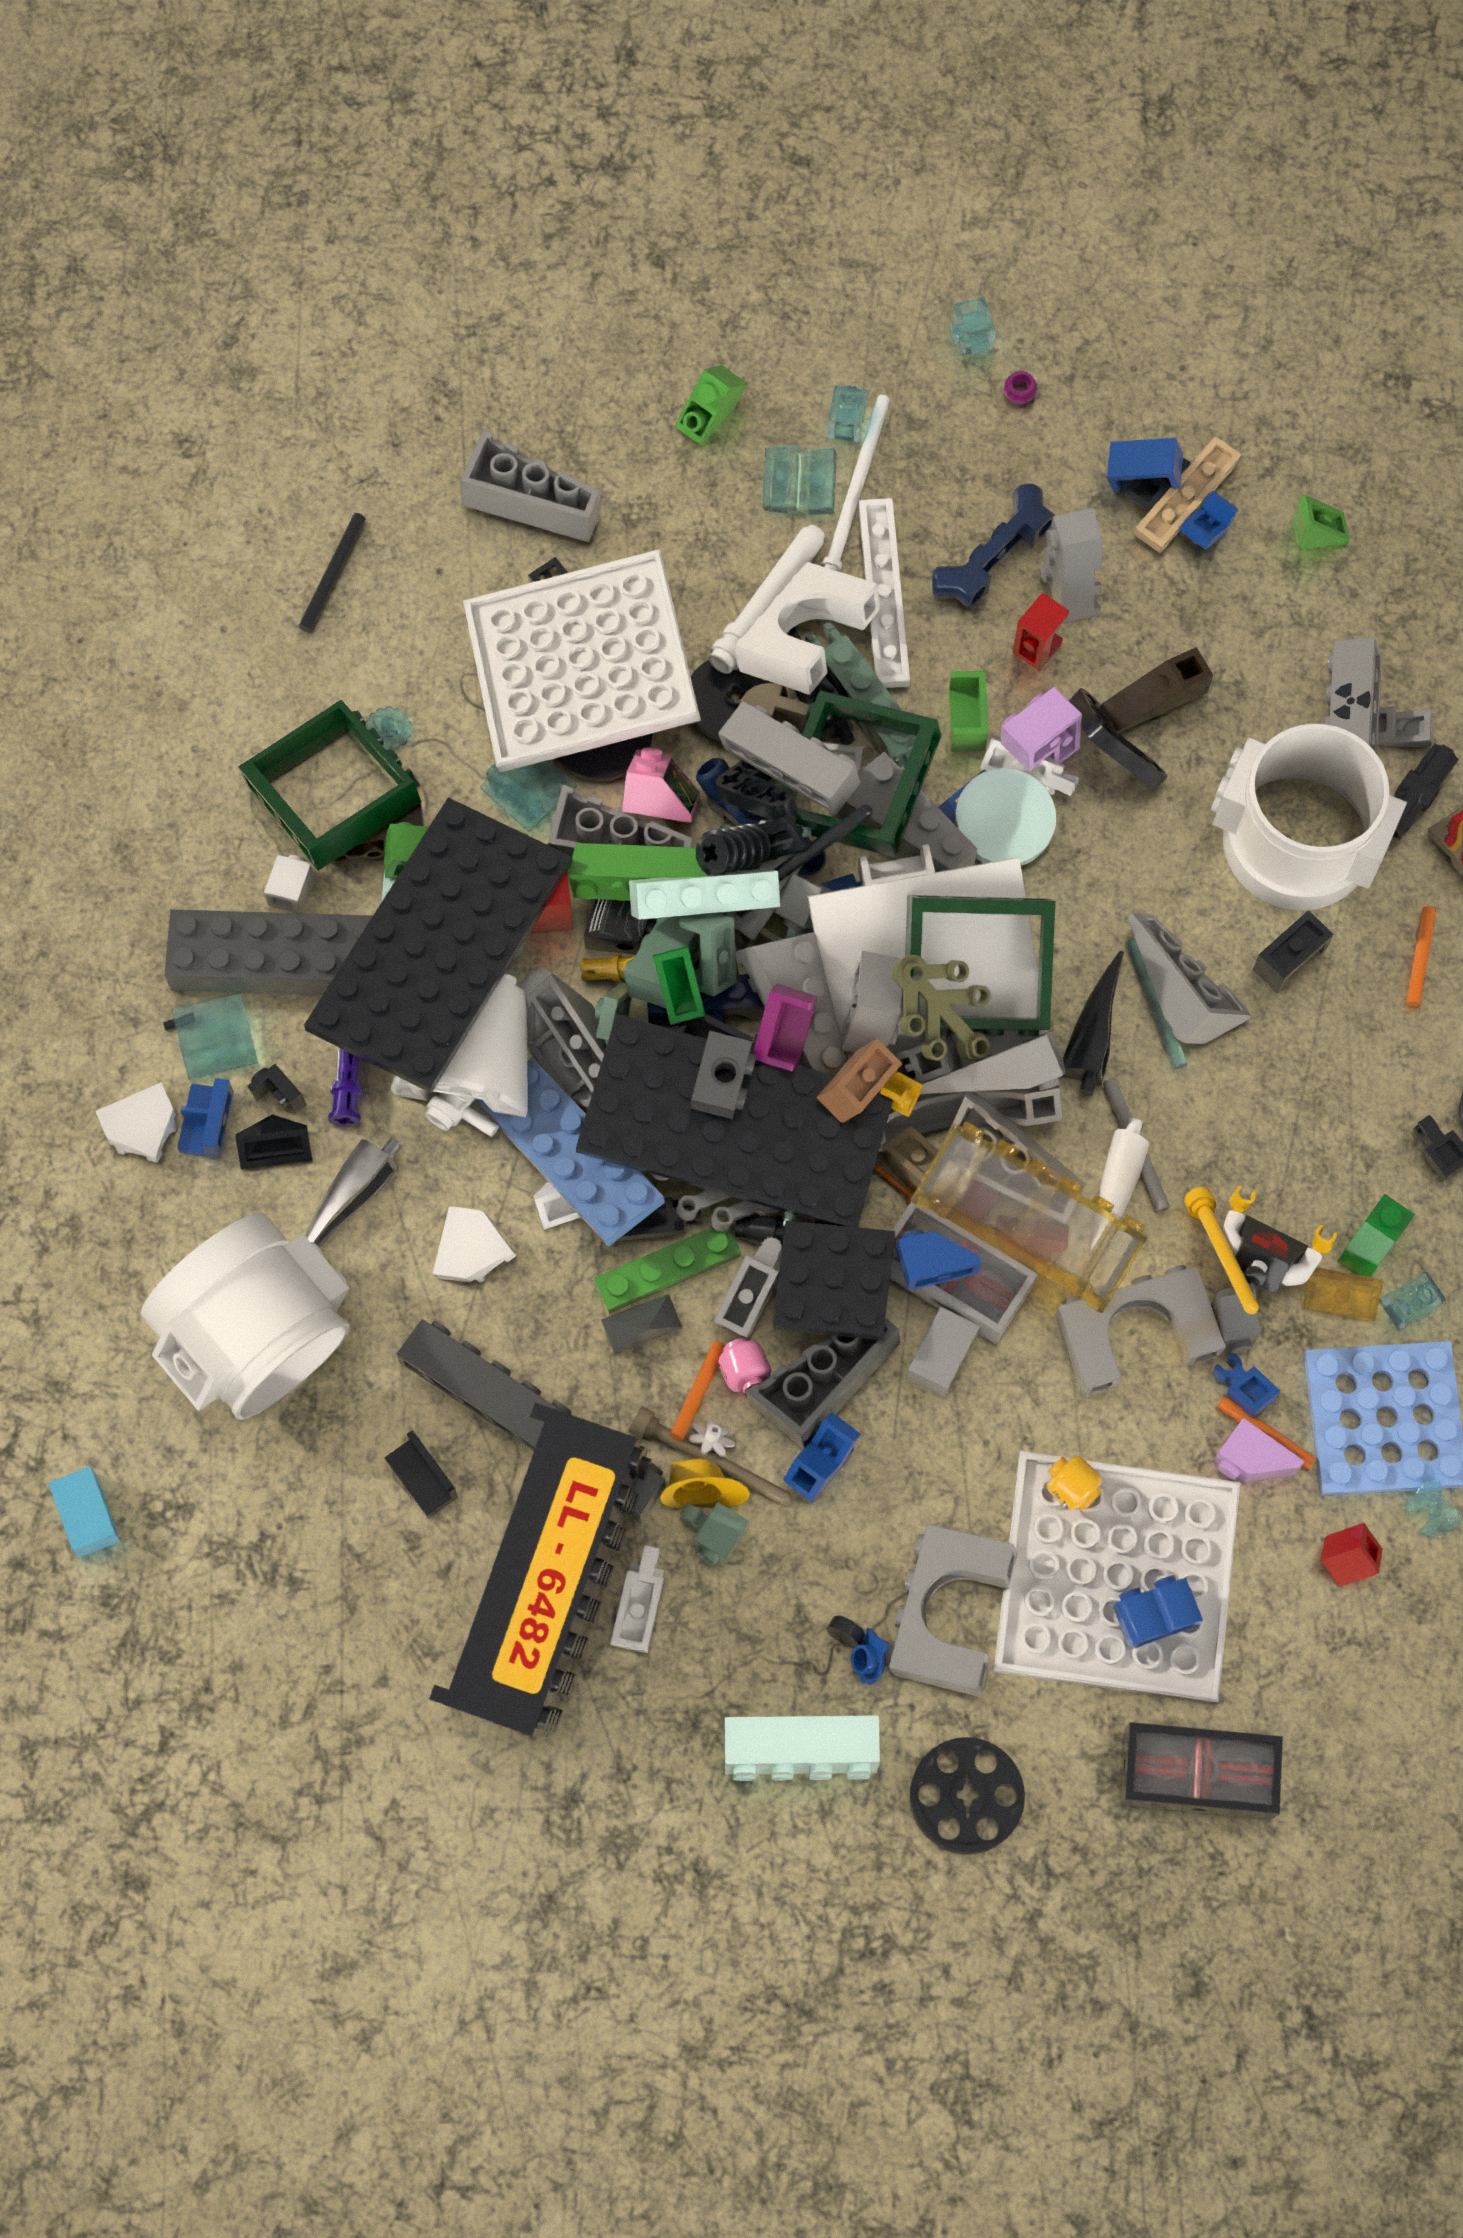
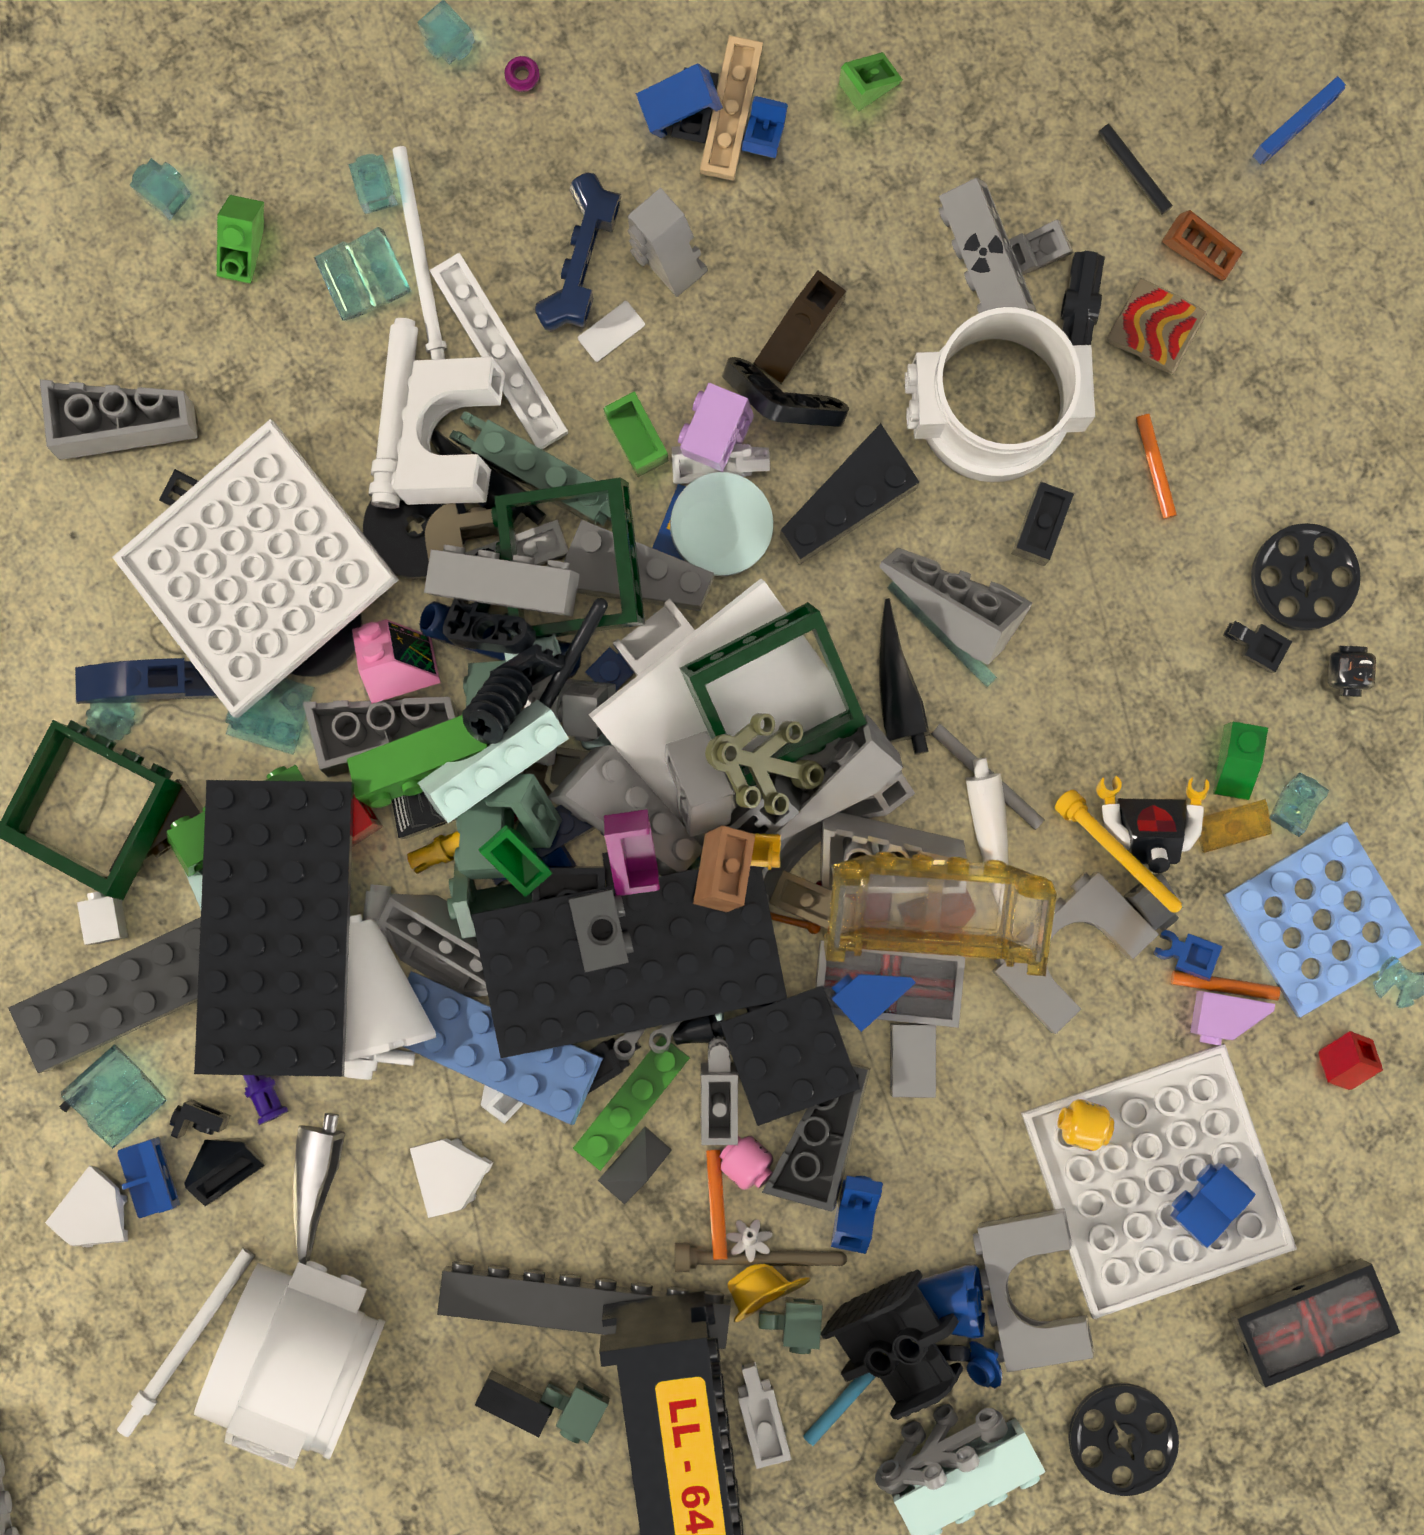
camera: 25 degrees left, 15 degrees up
(94, 1307) = (146, 1400): none -> white bar
(433, 705) = (140, 681): none -> dark blue slope
(476, 1510) = (579, 1410): none -> sand green brick
(666, 335) = (160, 187): none -> clear light blue brick
(723, 1627) = (837, 1408): none -> medium azure bar
(772, 1702) = (903, 1470): none -> light grey plant
(798, 1561) = (886, 1323): none -> black piece
(859, 1577) = (958, 1293): none -> blue cone
(989, 624) = (611, 331): none -> white sticker
(1035, 631) = (665, 323): red panel -> none
(1129, 850) = (855, 493): none -> black wedge

